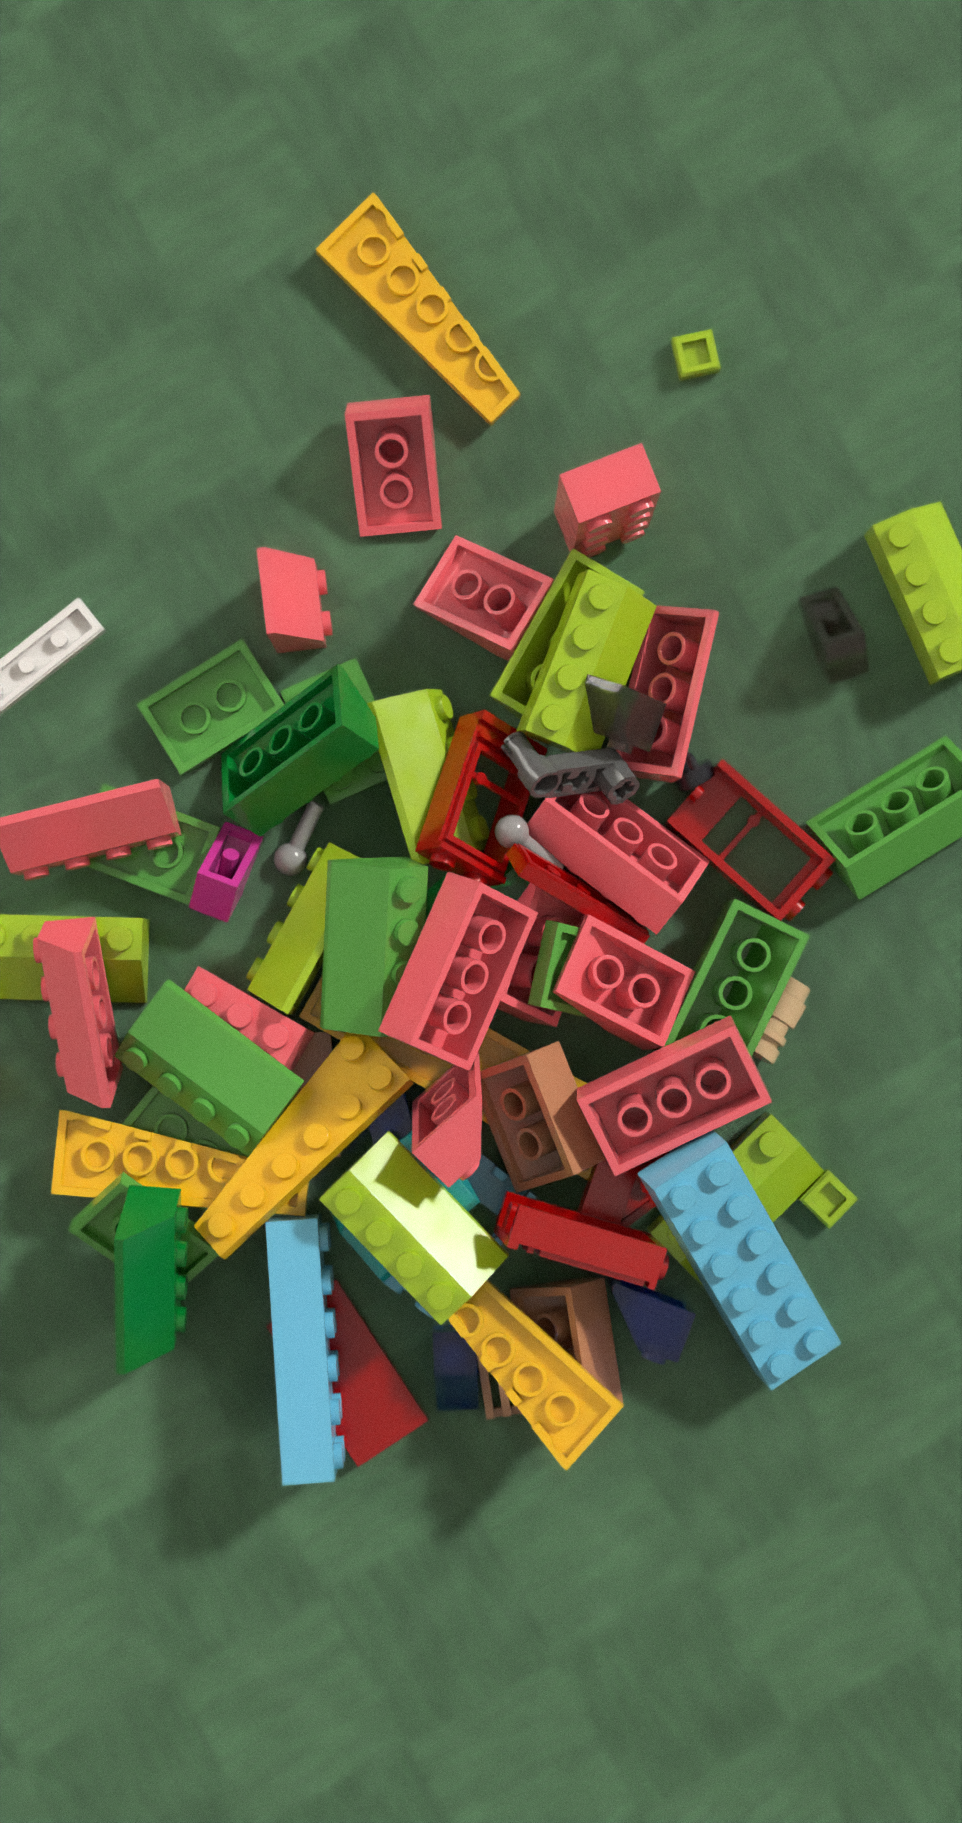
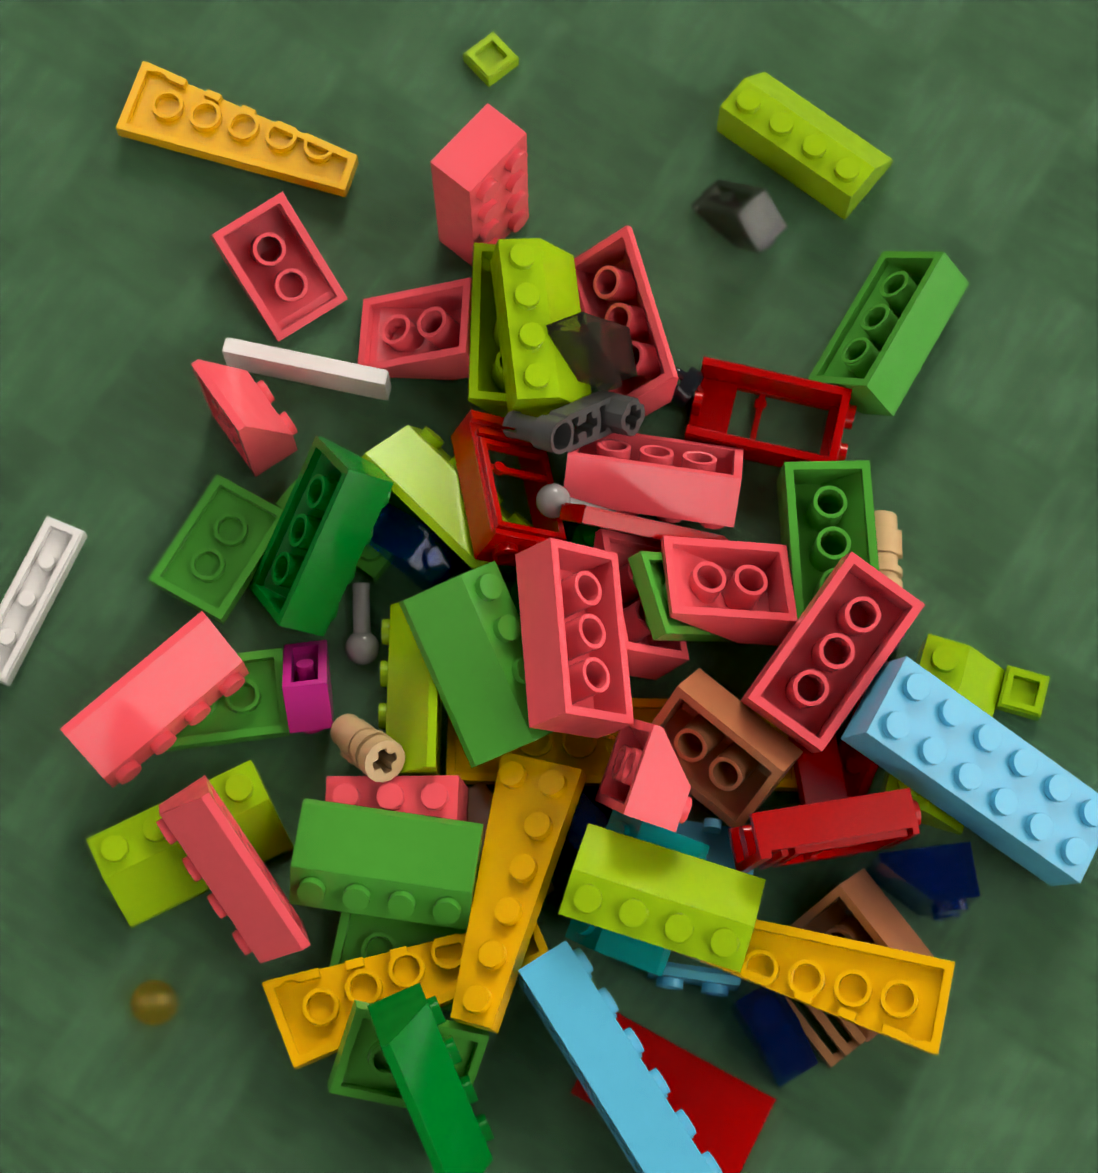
camera: 25 degrees left, 15 degrees down
(243, 960) = (367, 748): none -> tan axle
(370, 579) = (307, 368): none -> white tile
(374, 802) = (413, 548): none -> slope

